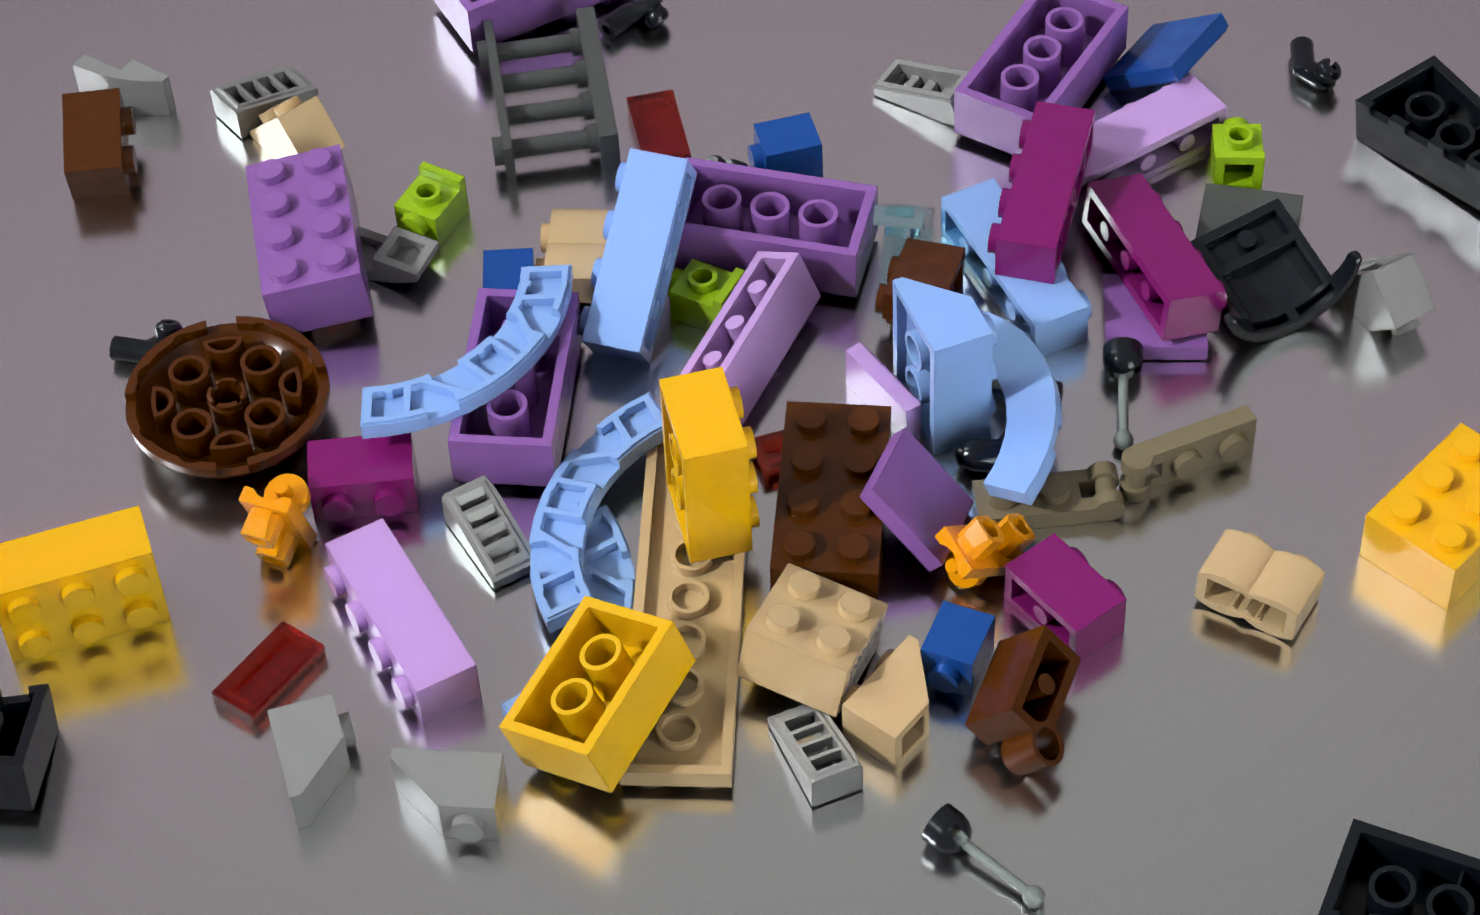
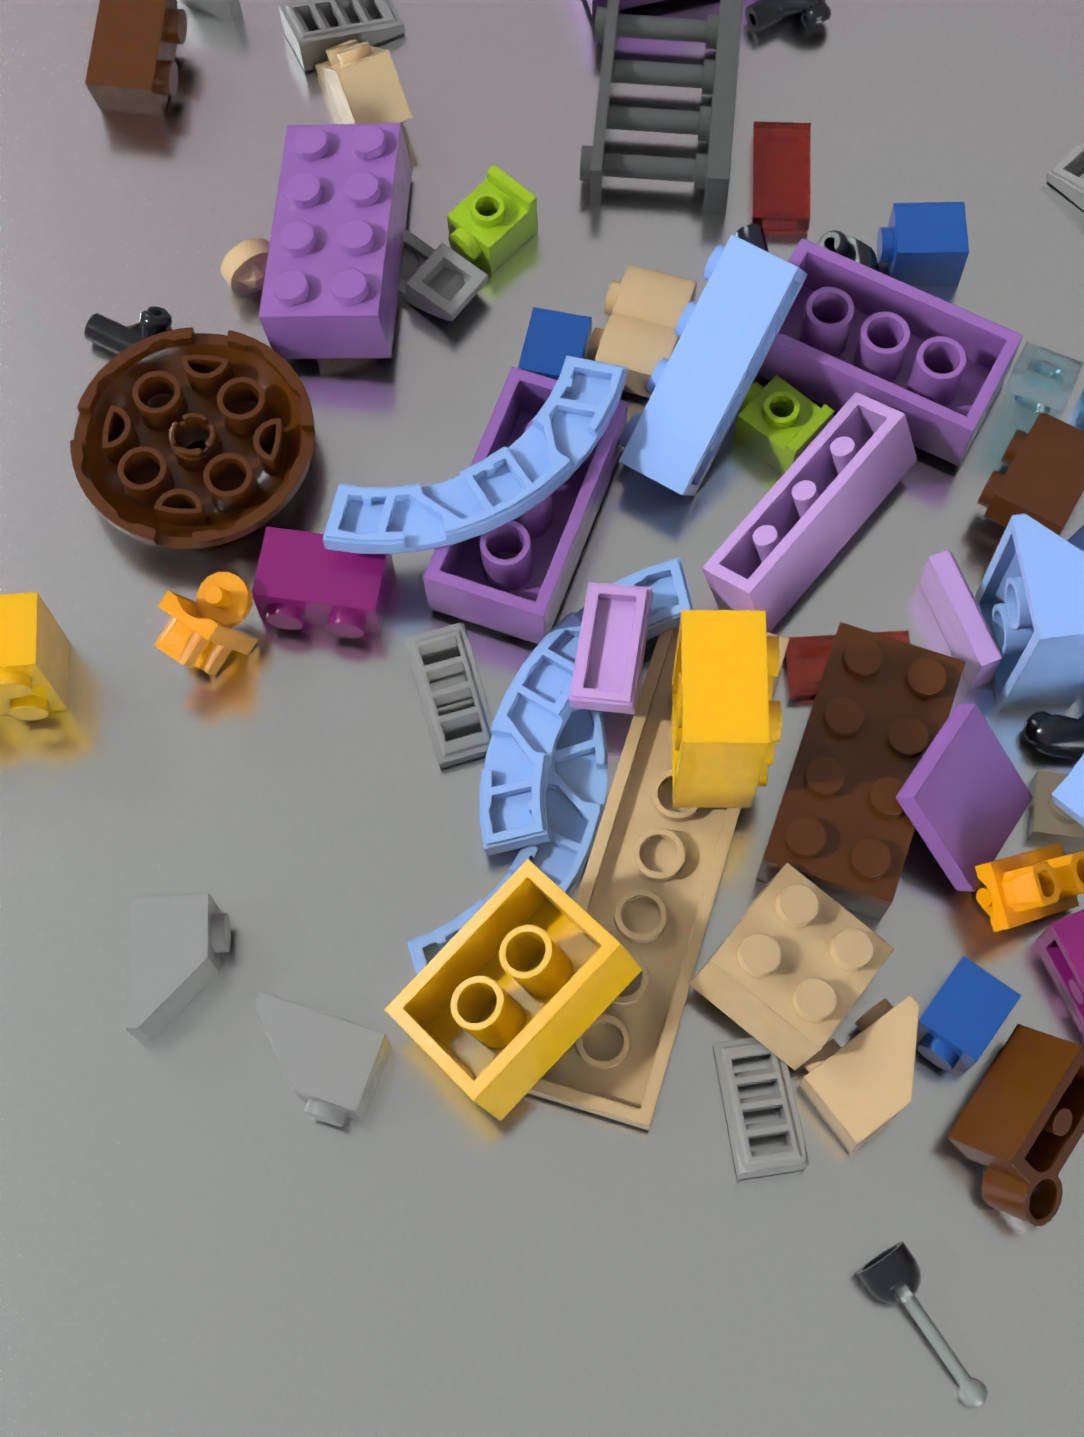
camera: 15 degrees right, 20 degrees up
(237, 276) = (246, 266): none -> tan tile
(268, 674) = (156, 821): clear red tile -> none
(402, 621) = (319, 797): lavender brick -> none
(611, 460) = (611, 648): none -> lavender tile

